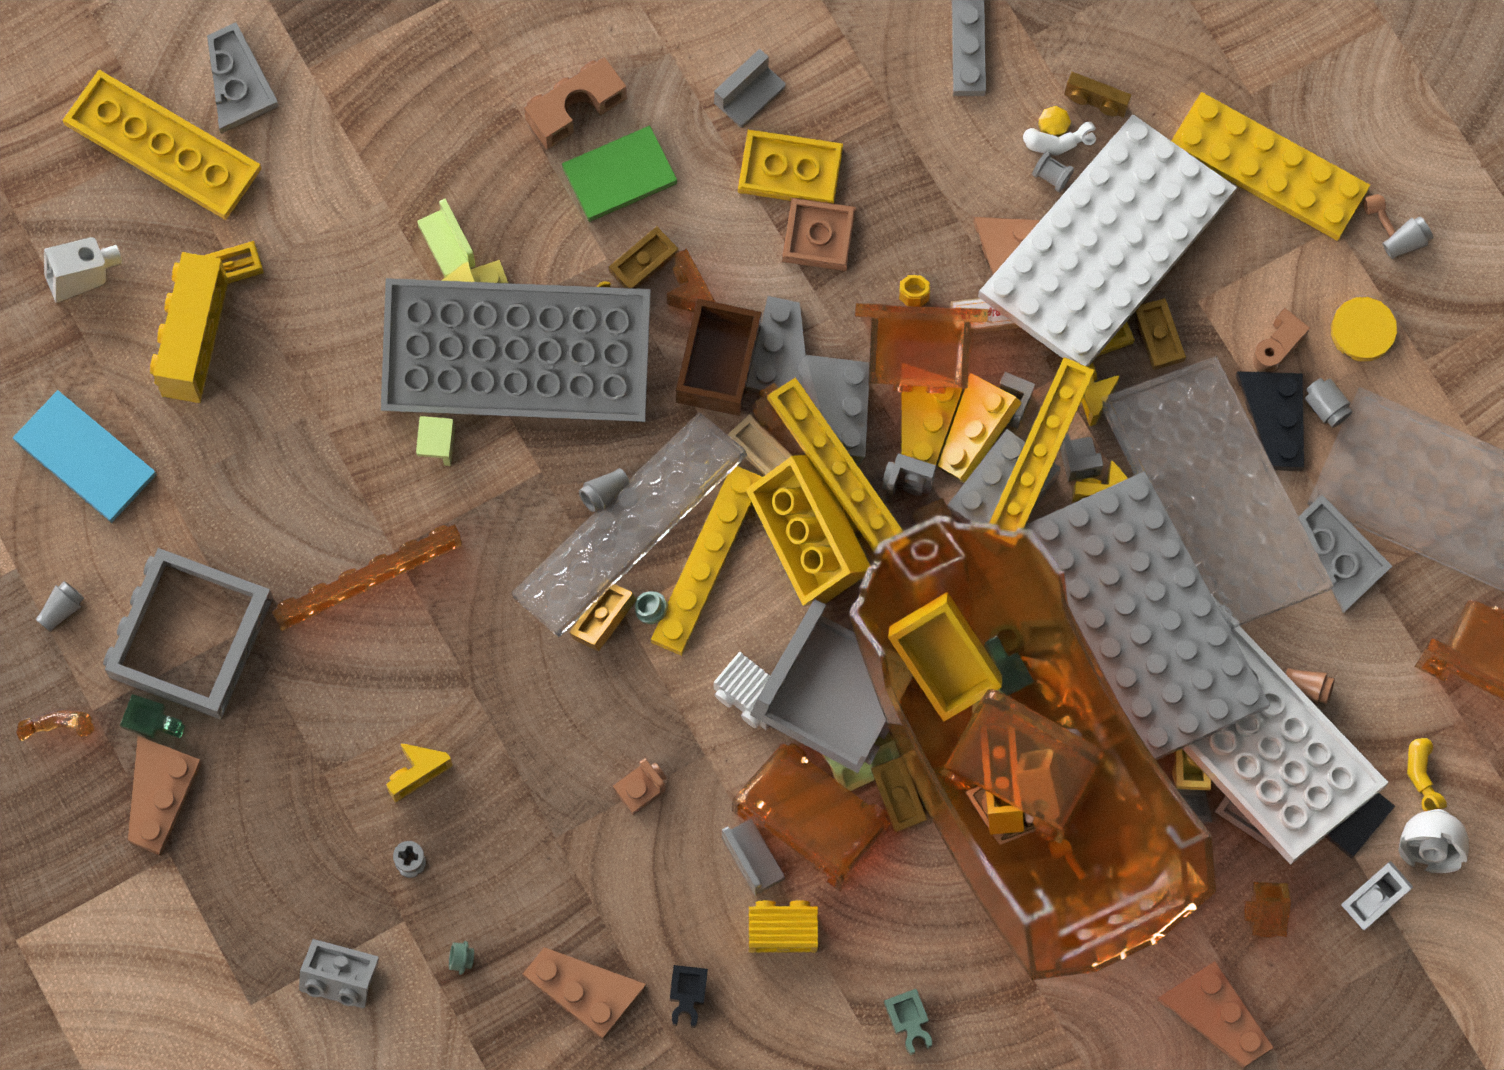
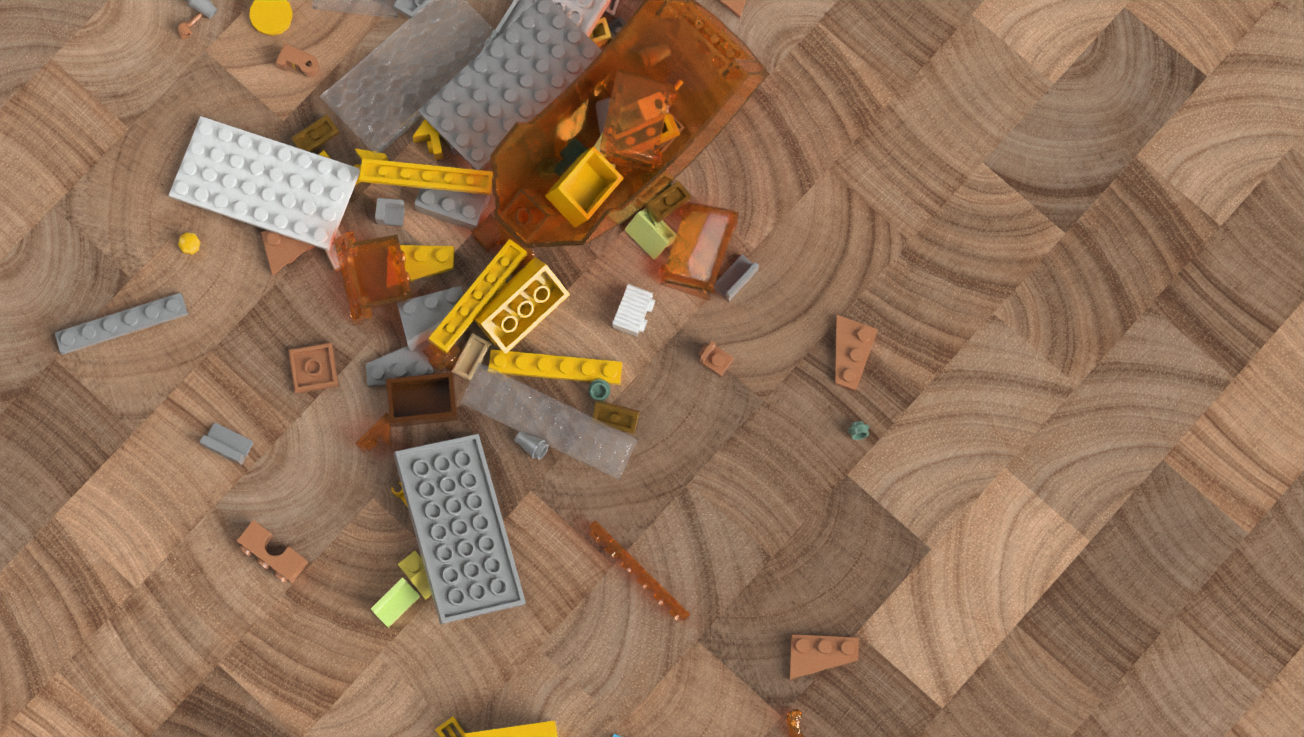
camera: 105 degrees left, 5 degrees up
(147, 717) = (776, 678): clear green plate -> none
(235, 659) = (702, 709): light grey window -> none
(337, 973) = (894, 500): light grey bracket -> none
(402, 851) = (814, 477): light grey bush -> none
(426, 766) = (749, 492): yellow slope -> none
(436, 438) = (534, 560): yellowish green panel -> none
(619, 173) = (311, 508): bright green tile -> none
(643, 259) = (368, 471): pearl gold plate -> none
(687, 988) = (830, 289): black plate -> none
(783, 927) = (774, 243): yellow brick -> none
(790, 167) = (273, 400): yellow tile -> none
(824, 693) = (621, 261): light grey panel -> none
(907, 1016) = (801, 155): sand green plate -> none
(910, 473) = (465, 263): light grey bracket -> none
(914, 290) = (334, 294): yellow tile -> none
(976, 427) = (417, 227): yellow wing -> none
(1052, 171) = (224, 233): light grey bush -> none
(1055, 145) = (205, 238): white arm -> none
(1080, 458) = (414, 156): light grey panel -> none
(1097, 94) = (162, 229): pearl gold plate -> none
(1270, 166) = (177, 102): yellow plate -> none
(1278, 415) = (344, 50): black wing -> none
(1328, 402) = (328, 20): light grey brick -> none

